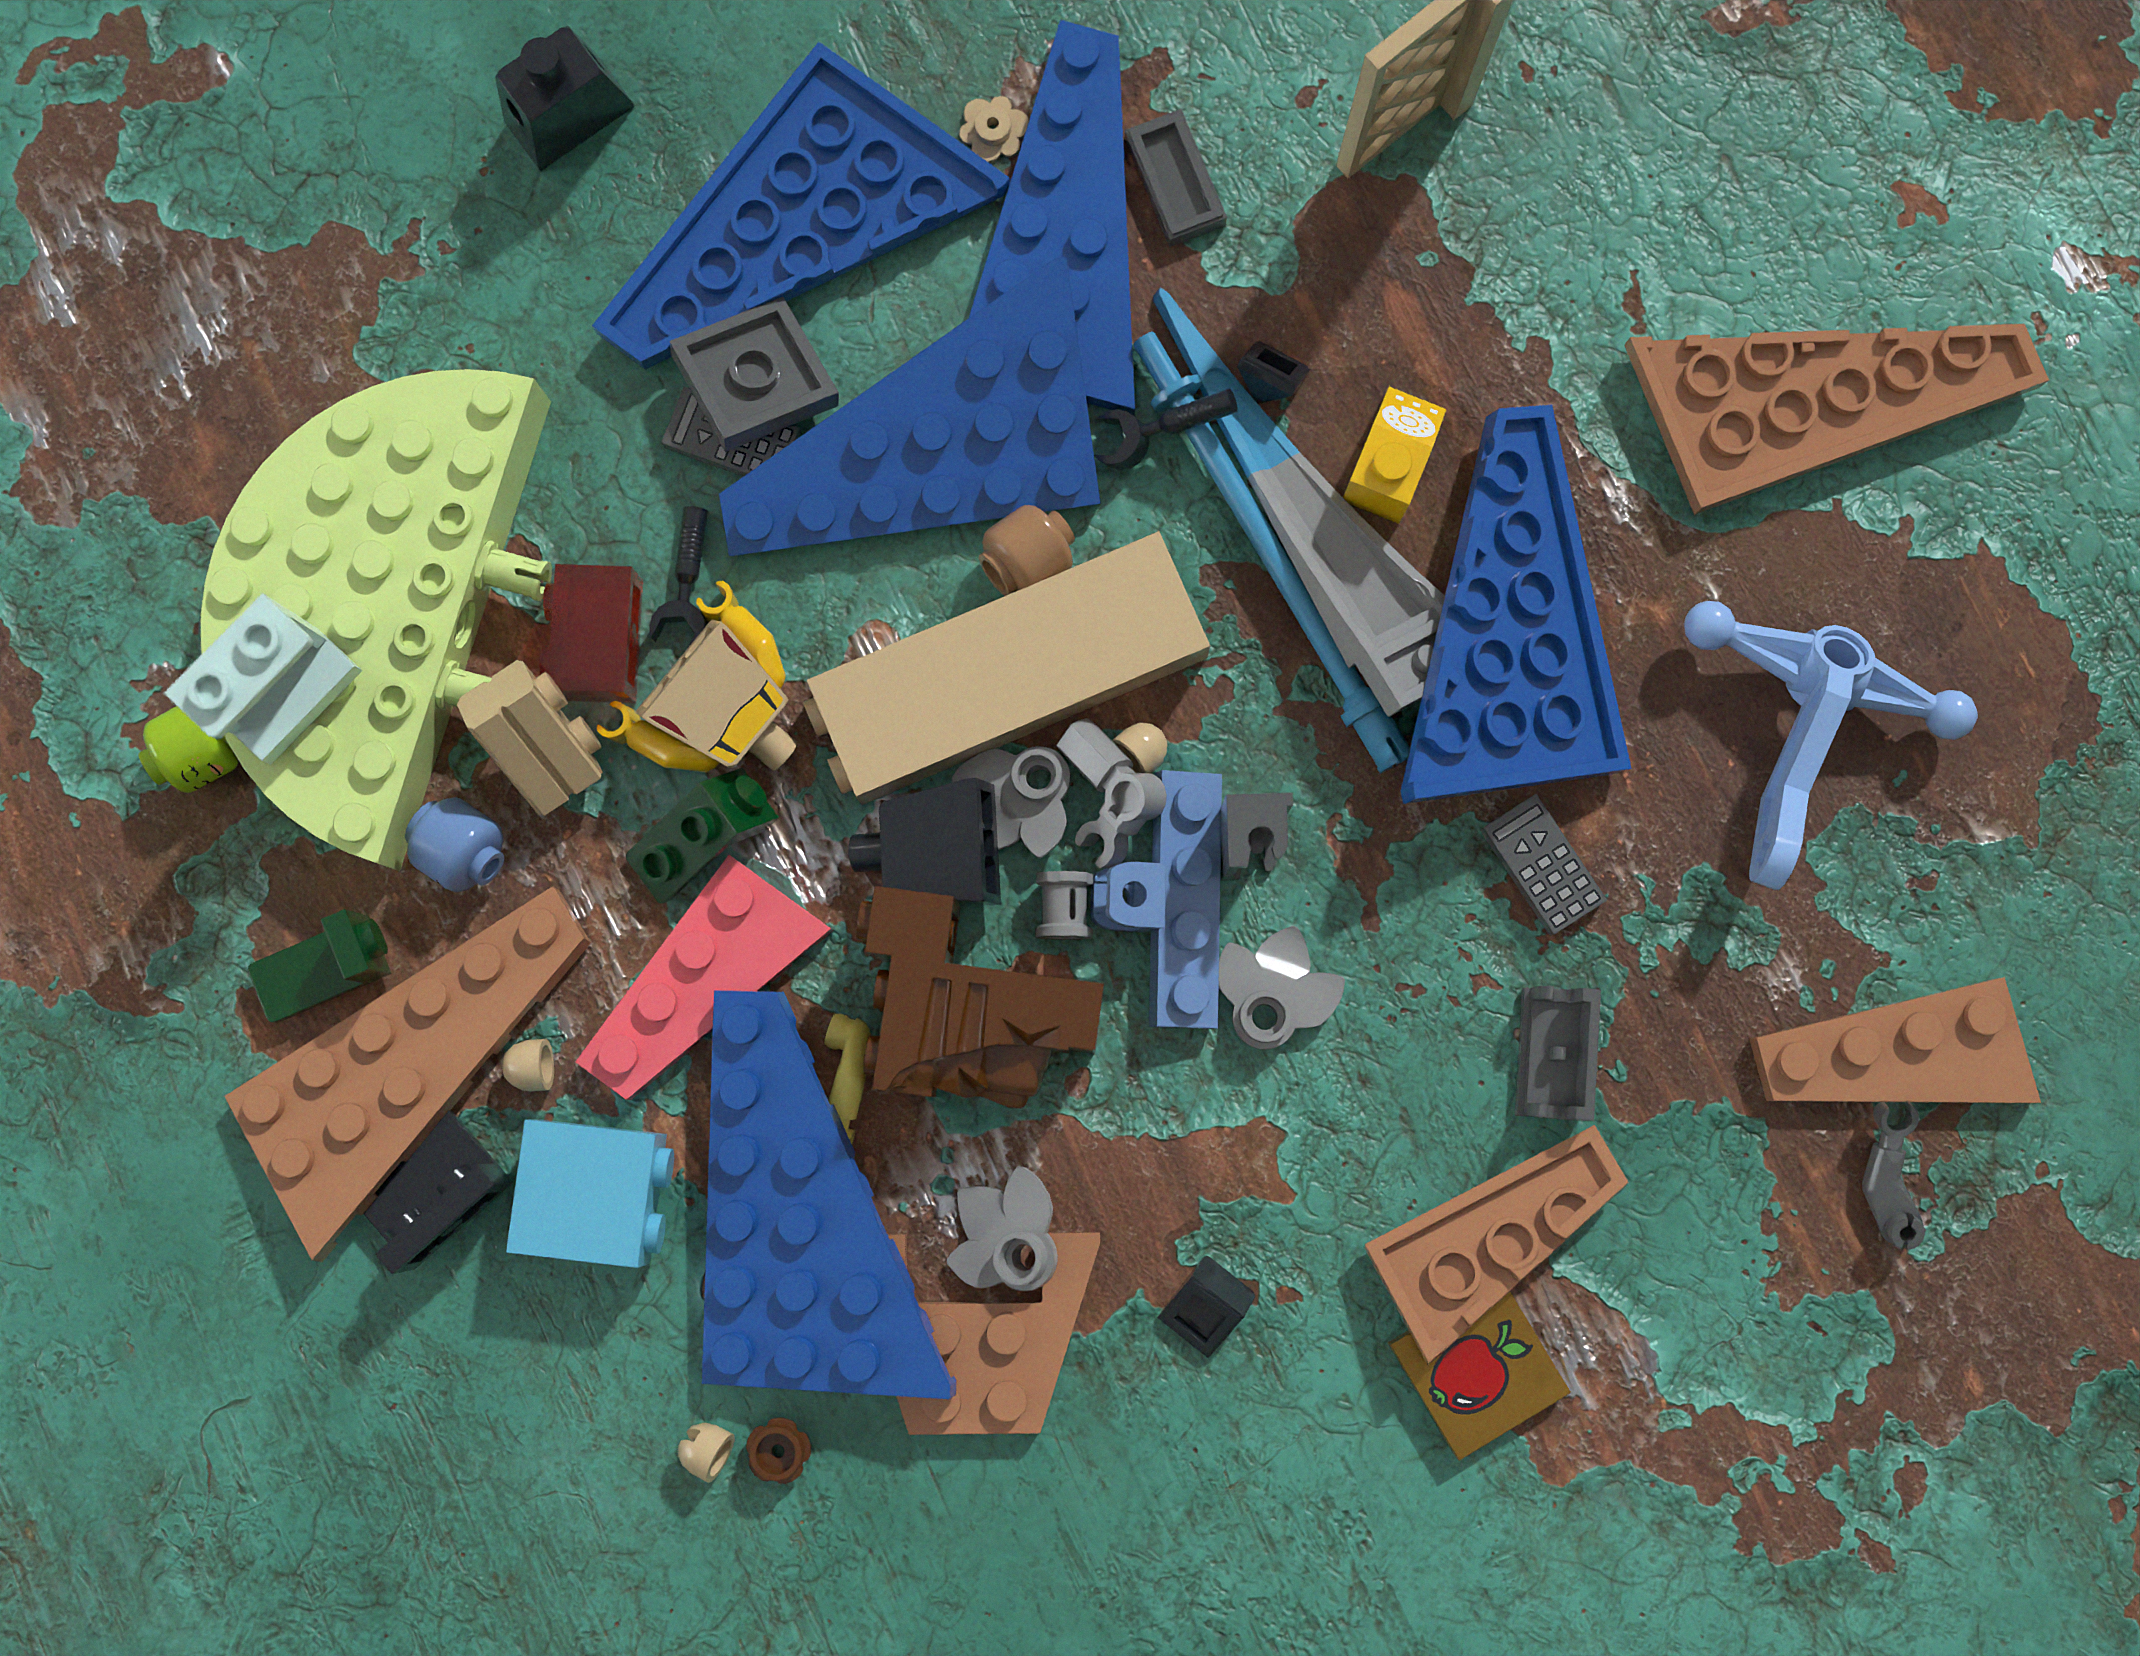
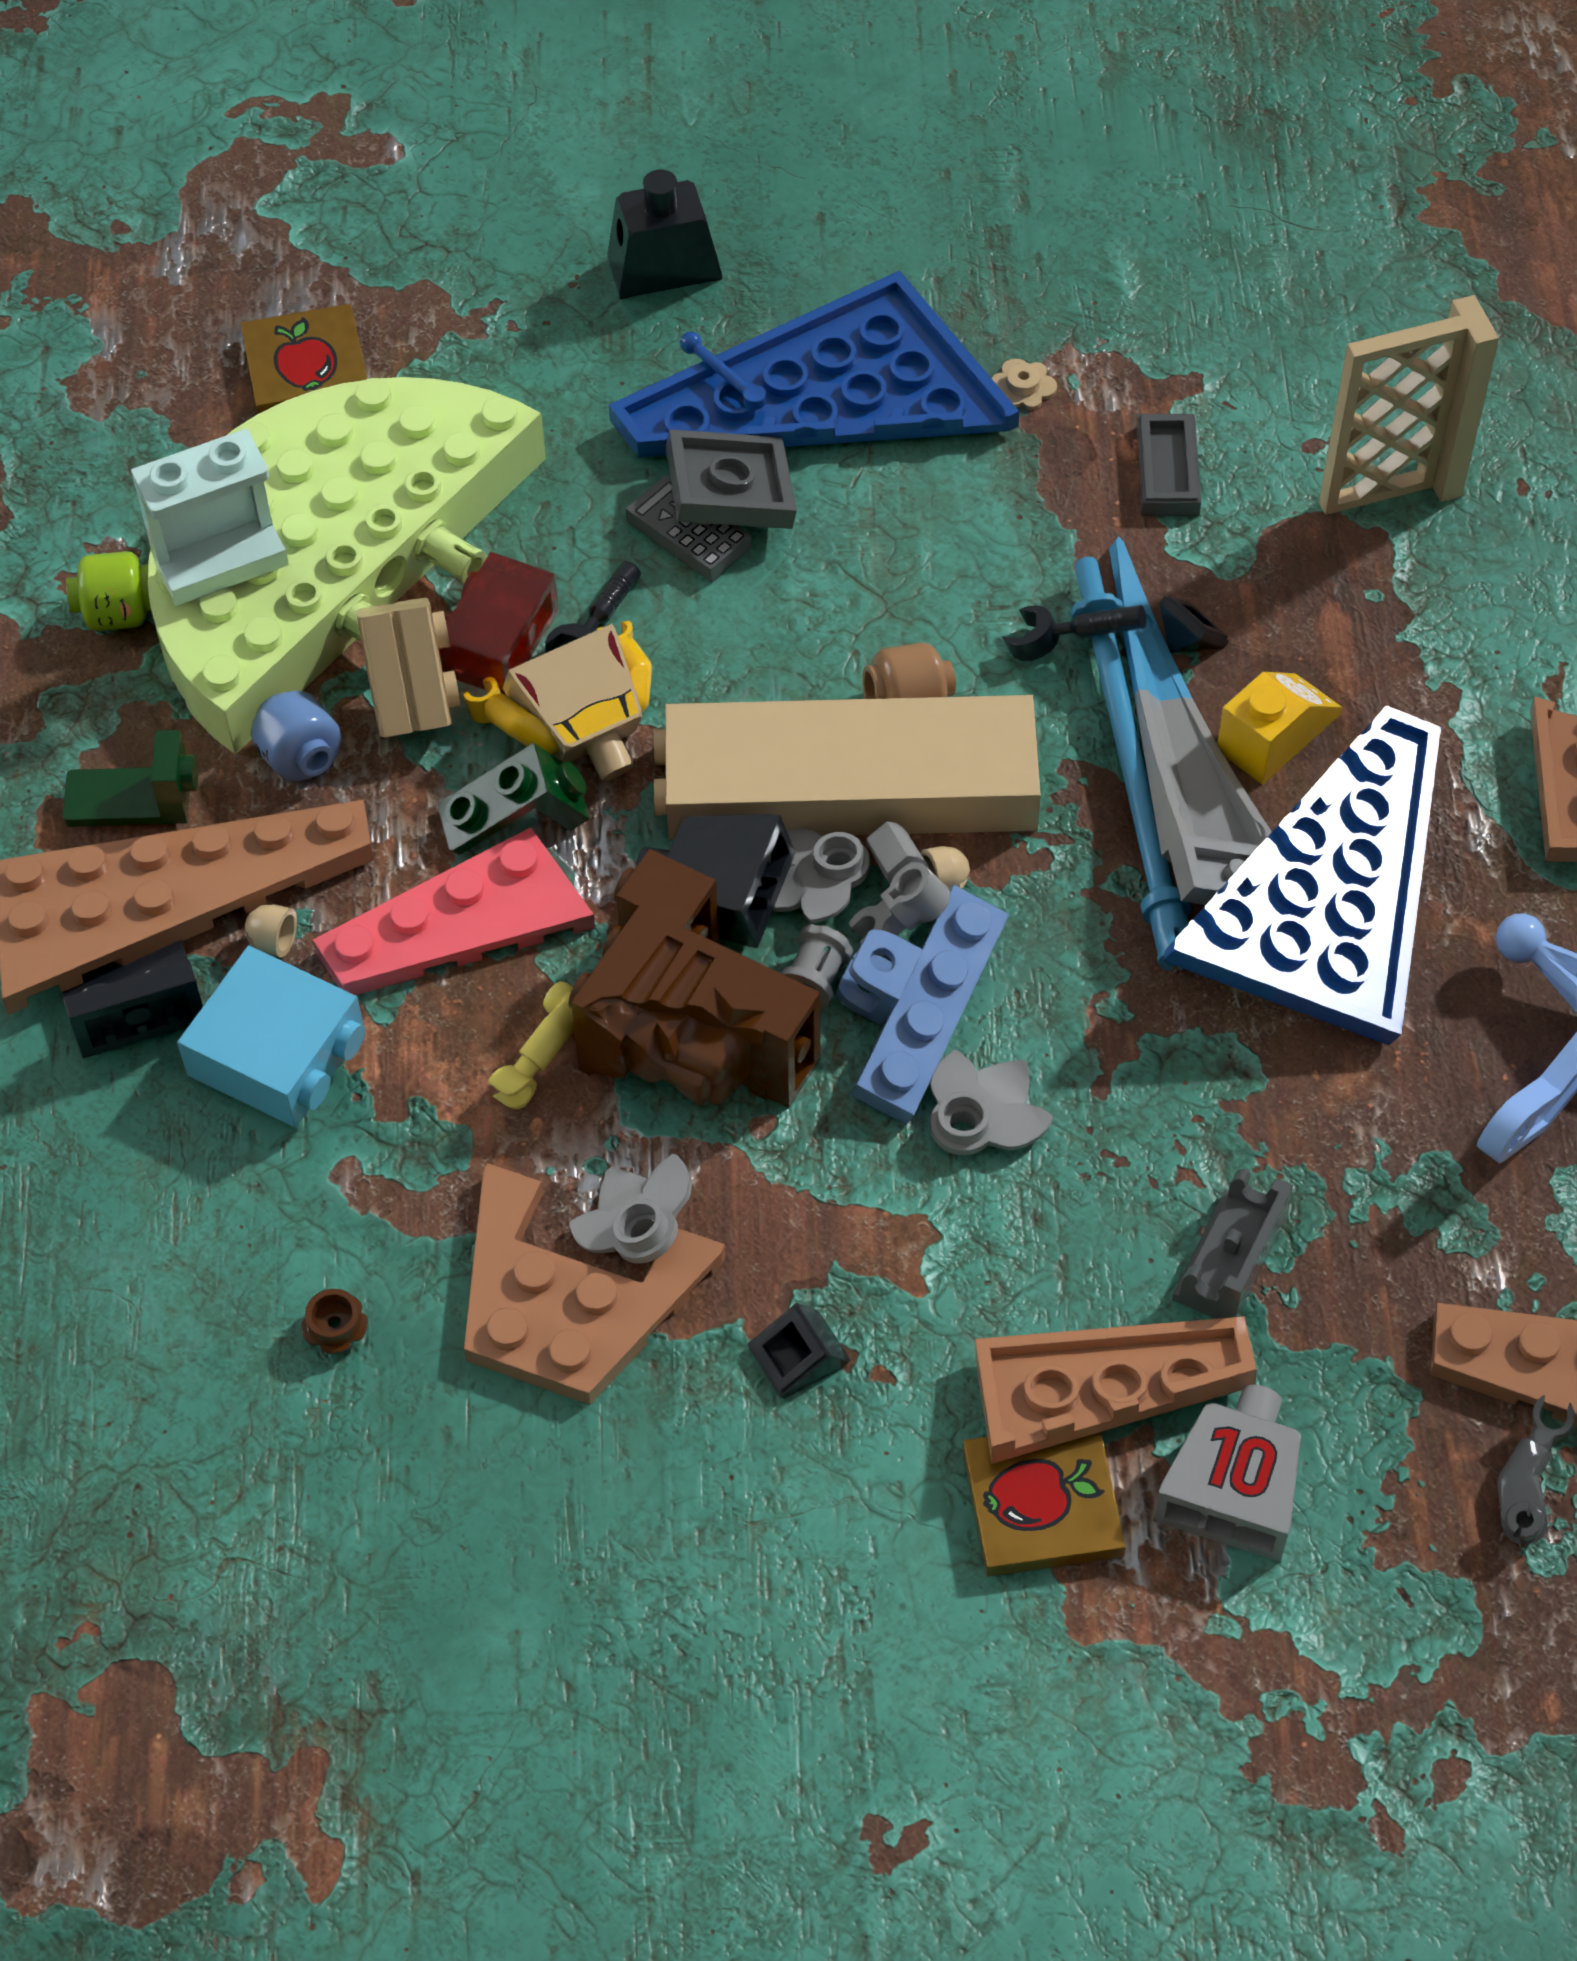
camera: 20 degrees right, 25 degrees down
(251, 377) = (302, 353): none -> pearl gold tile
(706, 1451) = (269, 1296): tan hinge -> none
(735, 260) = (753, 395): none -> blue hinge
(795, 1250) = (437, 1156): blue wing -> none
(943, 440) = (867, 574): blue wing -> none
(1072, 204) = (1040, 488): blue wing -> none
(1253, 825) = (1016, 948): dark grey hinge -> none
(1543, 865) = (1285, 1092): dark grey tile -> none
(1643, 1286) = (1235, 1476): none -> light grey torso

